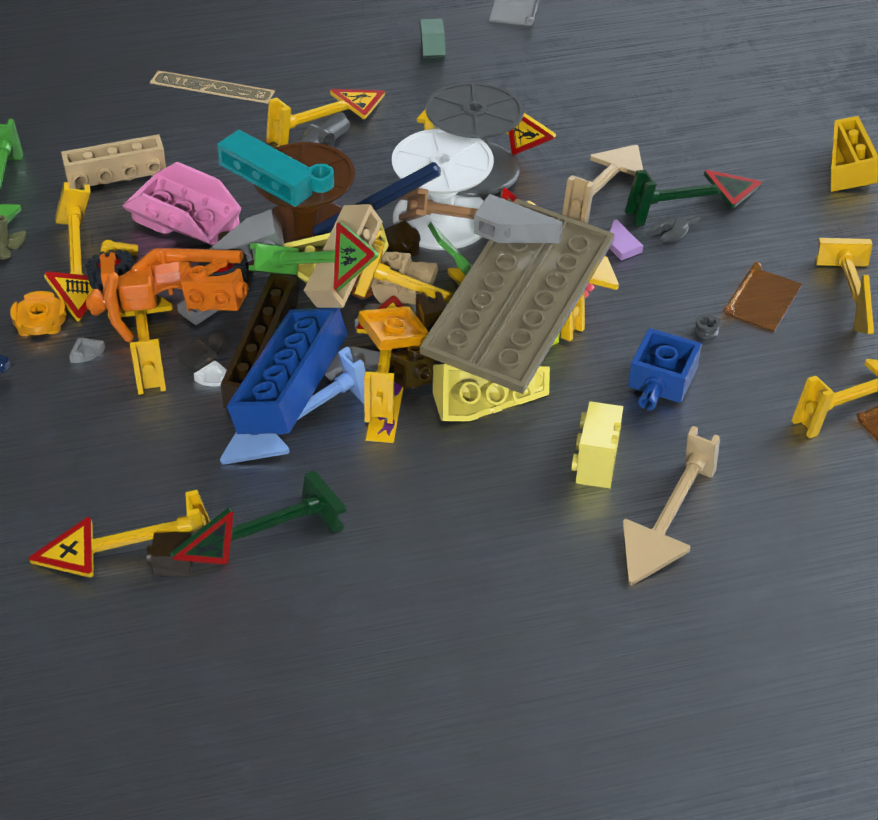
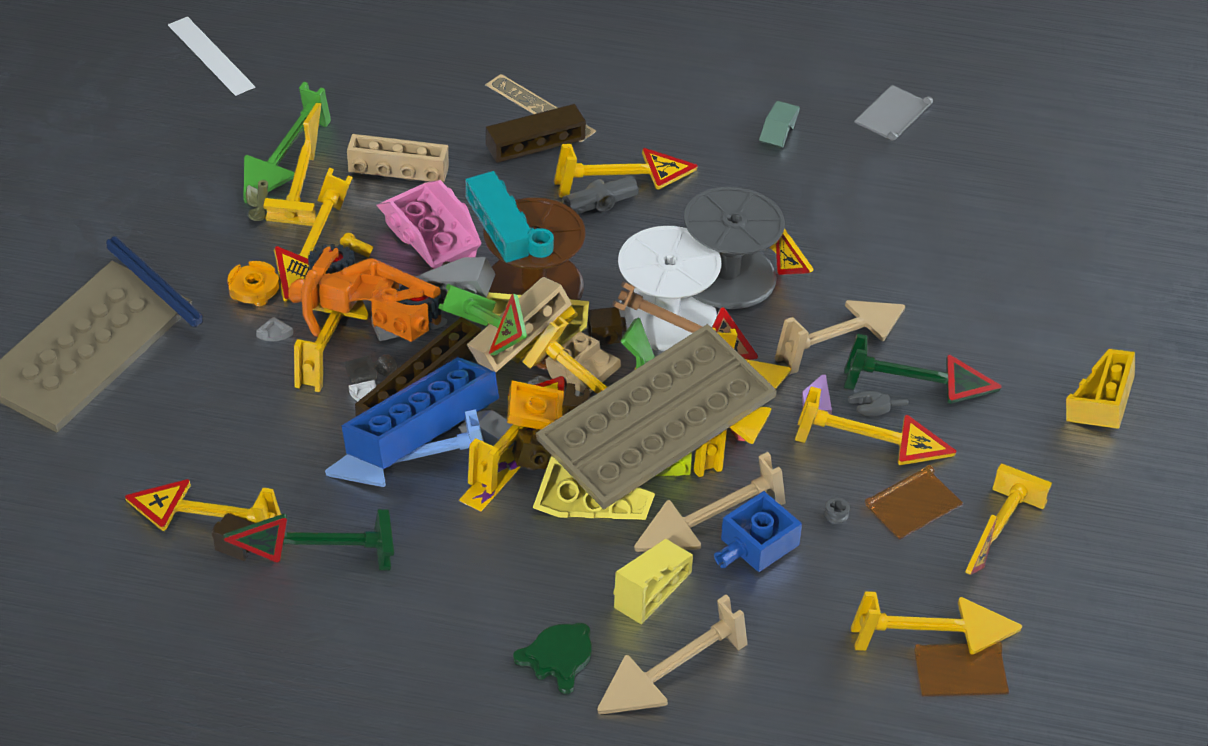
camera: 25 degrees right, 0 degrees up
(34, 237) = (292, 209): none -> yellow piece
(226, 104) = (535, 133): none -> dark brown brick
(388, 194) = (604, 278): dark blue axle -> none
(512, 223) = (682, 347): light grey slope -> none
(558, 542) = (558, 652): none -> dark green tile
(577, 392) = (672, 526): none -> tan piece
(731, 248) = (915, 441): none -> yellow piece

